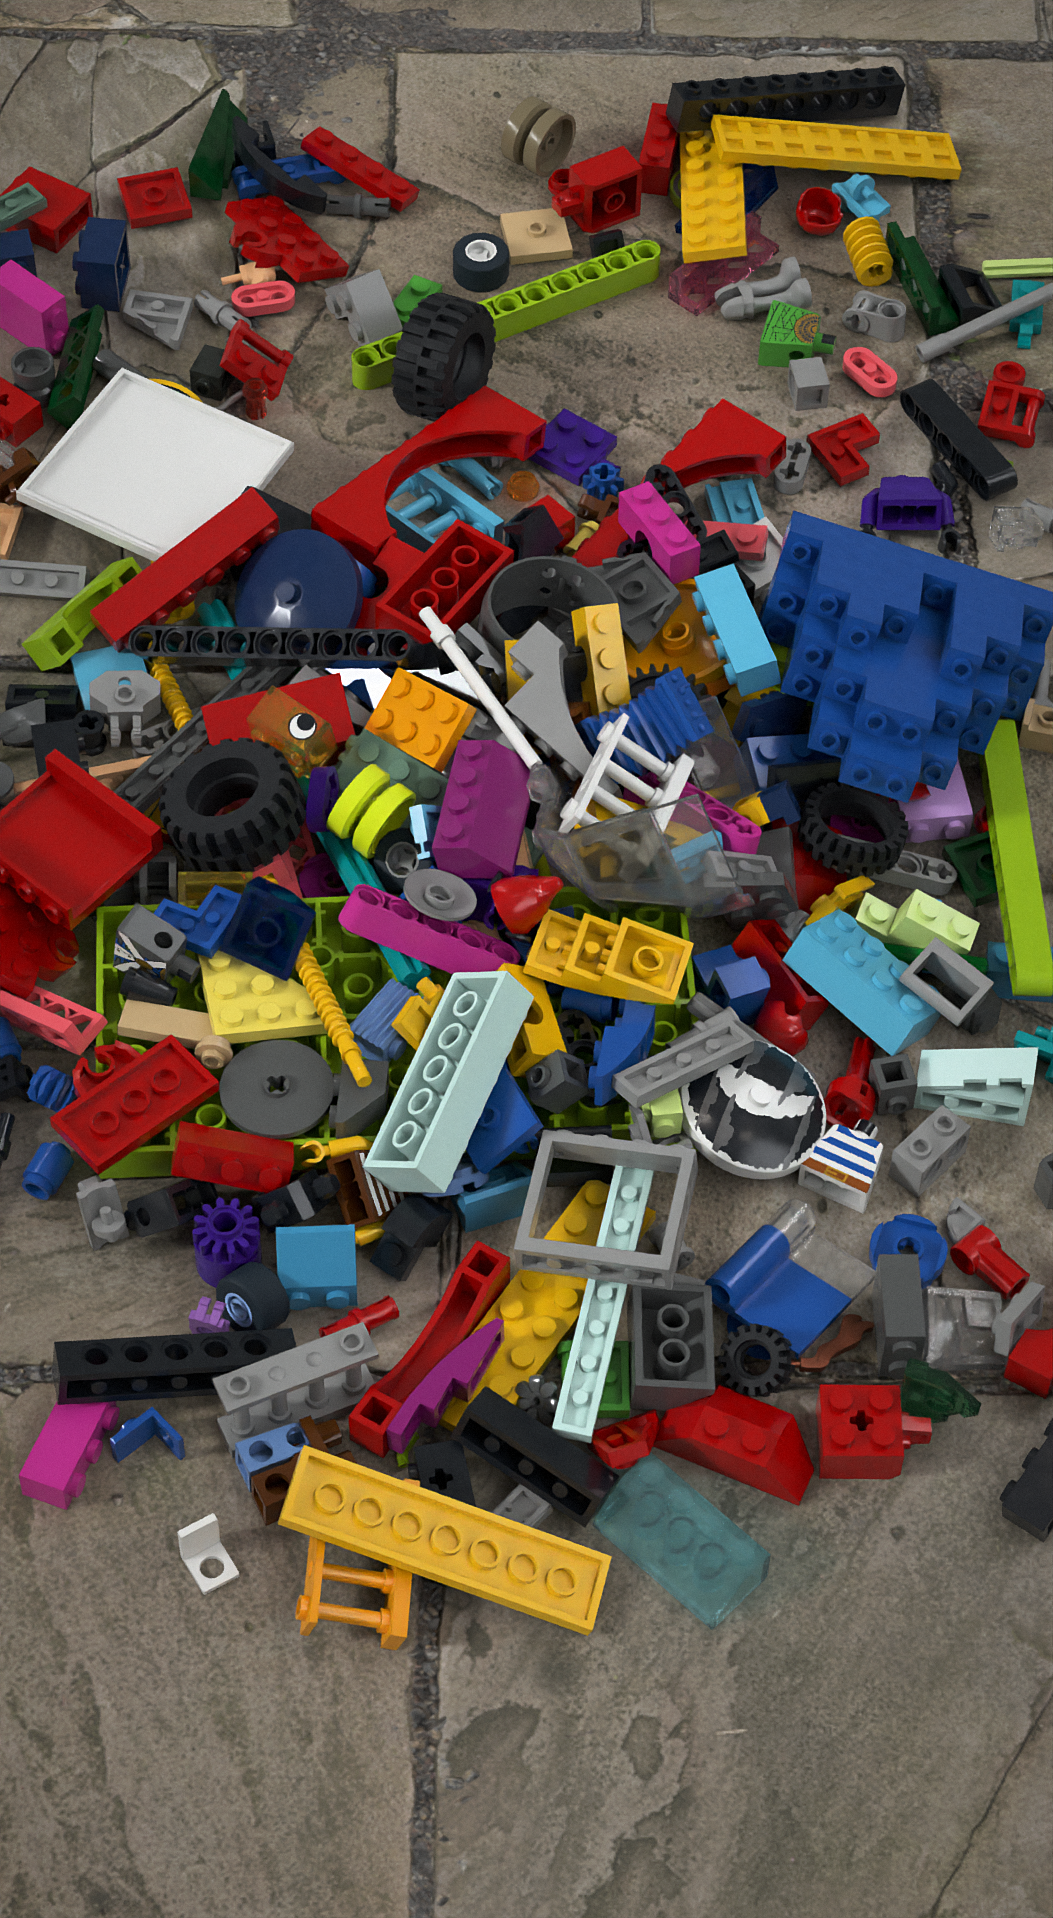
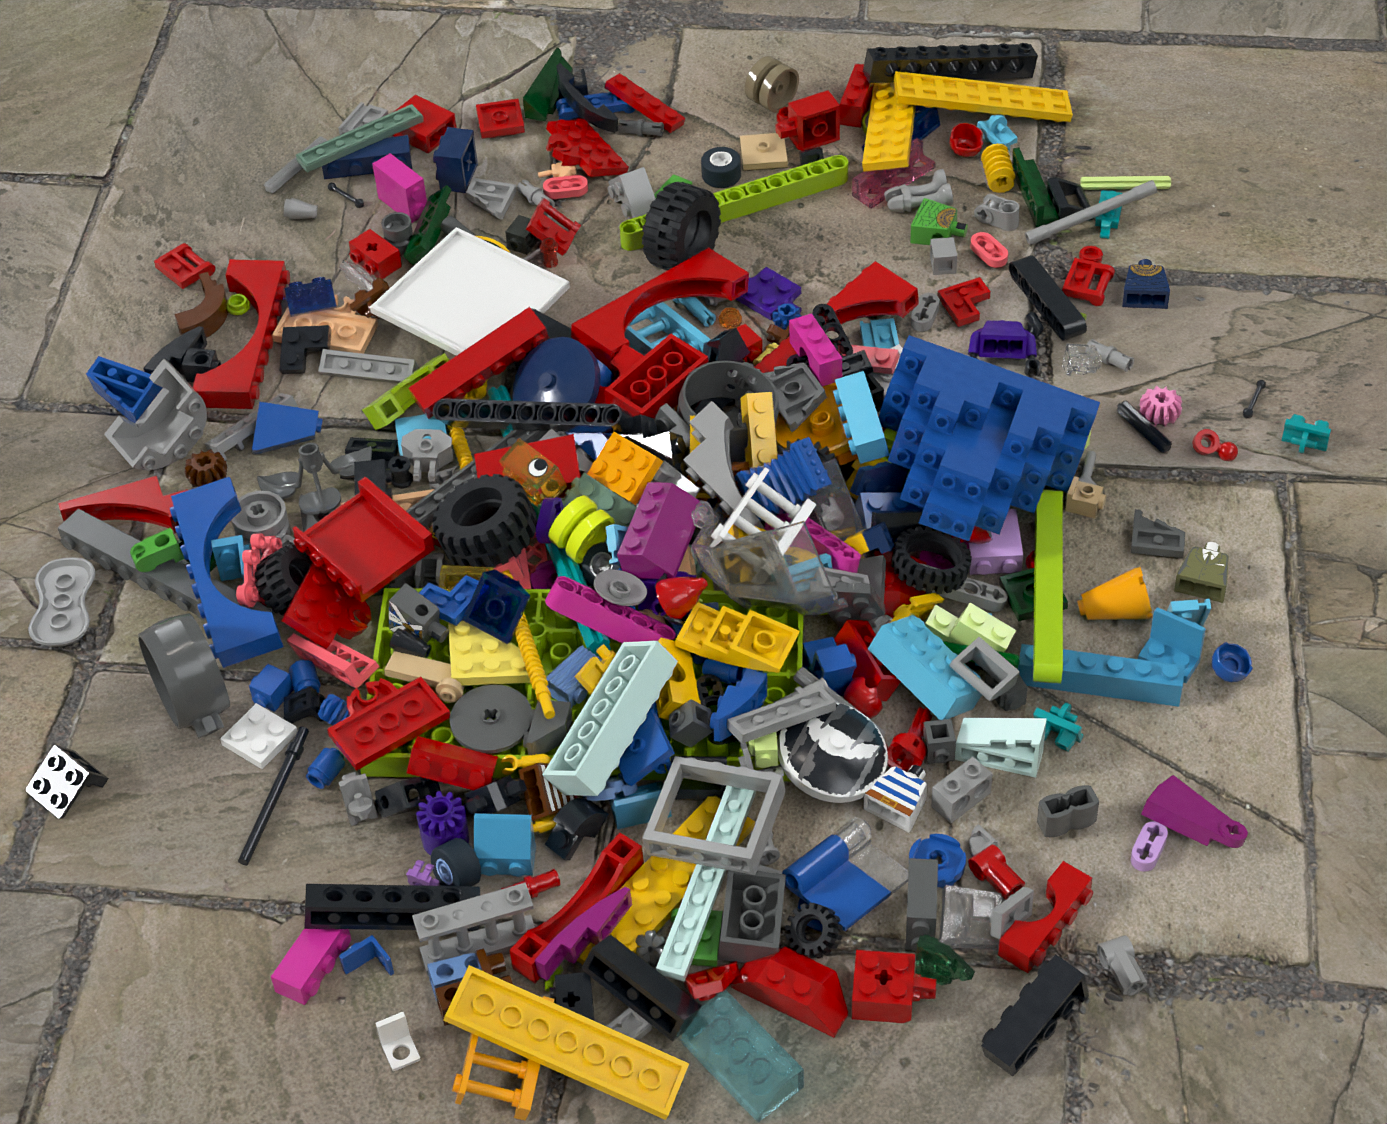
camera: 10 degrees right, 5 degrees down
(445, 639) = (647, 413): white bar -> none
(848, 1338) = (886, 919): copper hair -> none

